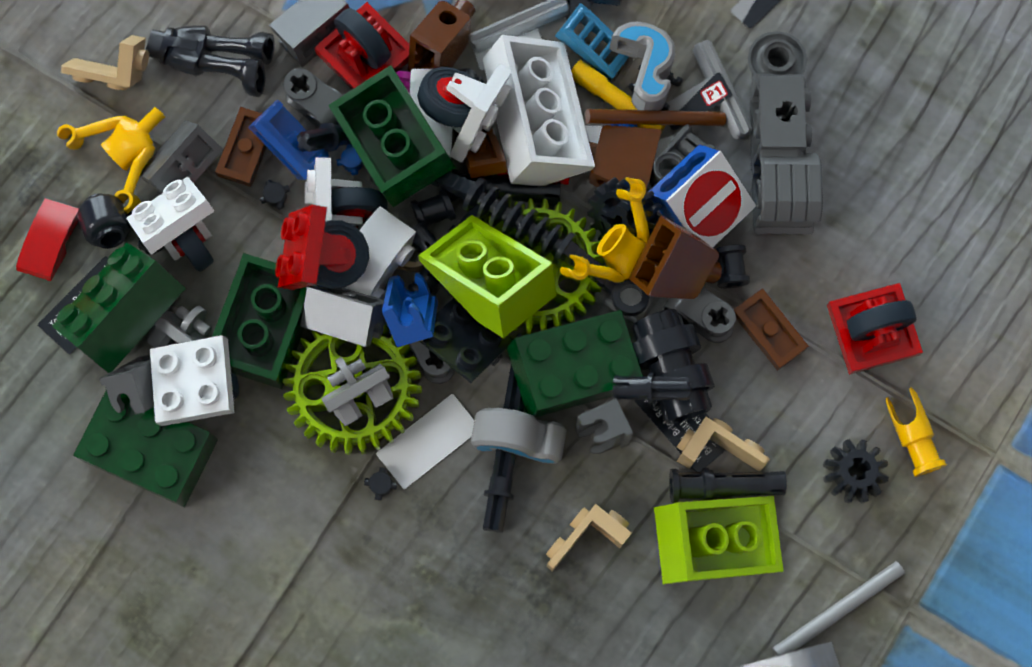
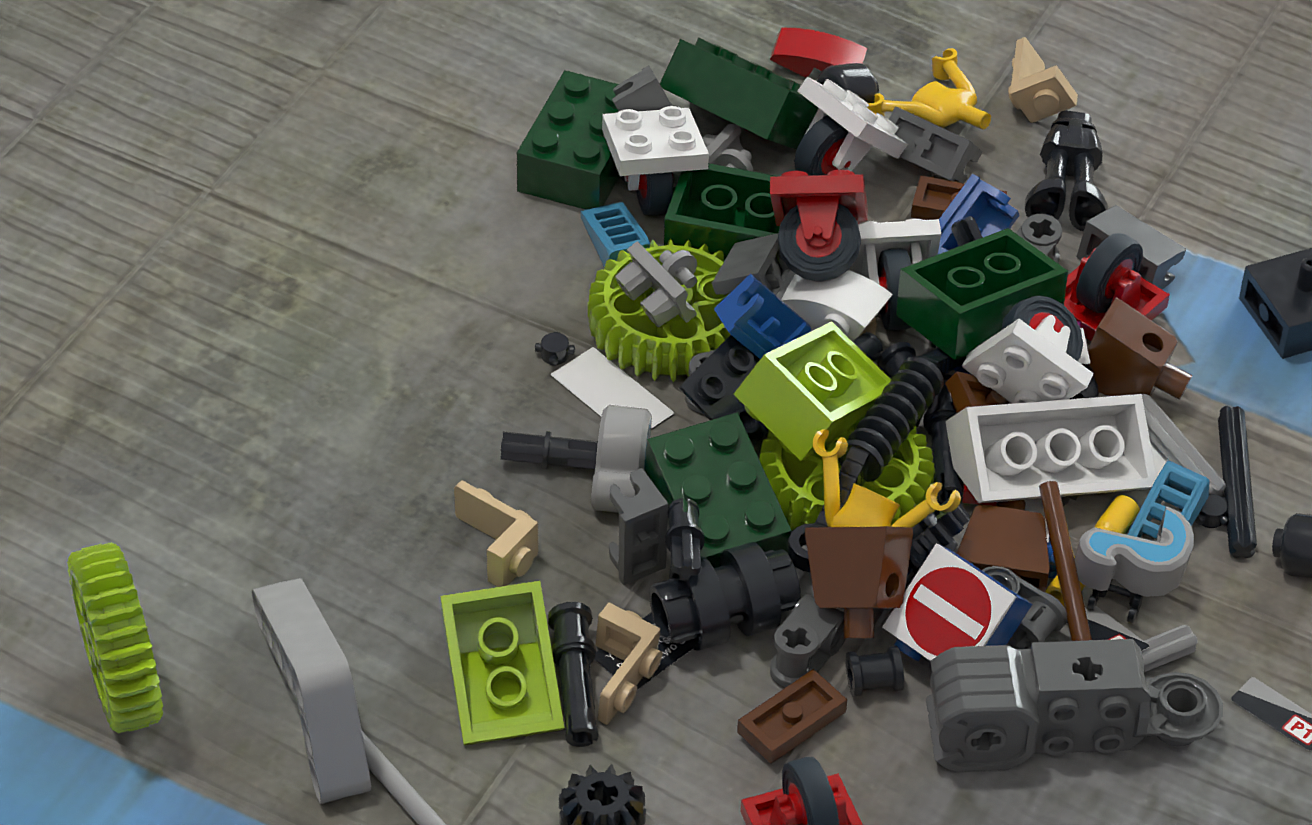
camera: 85 degrees right, 30 degrees down
(271, 435) = (609, 239): none -> dark azure slope

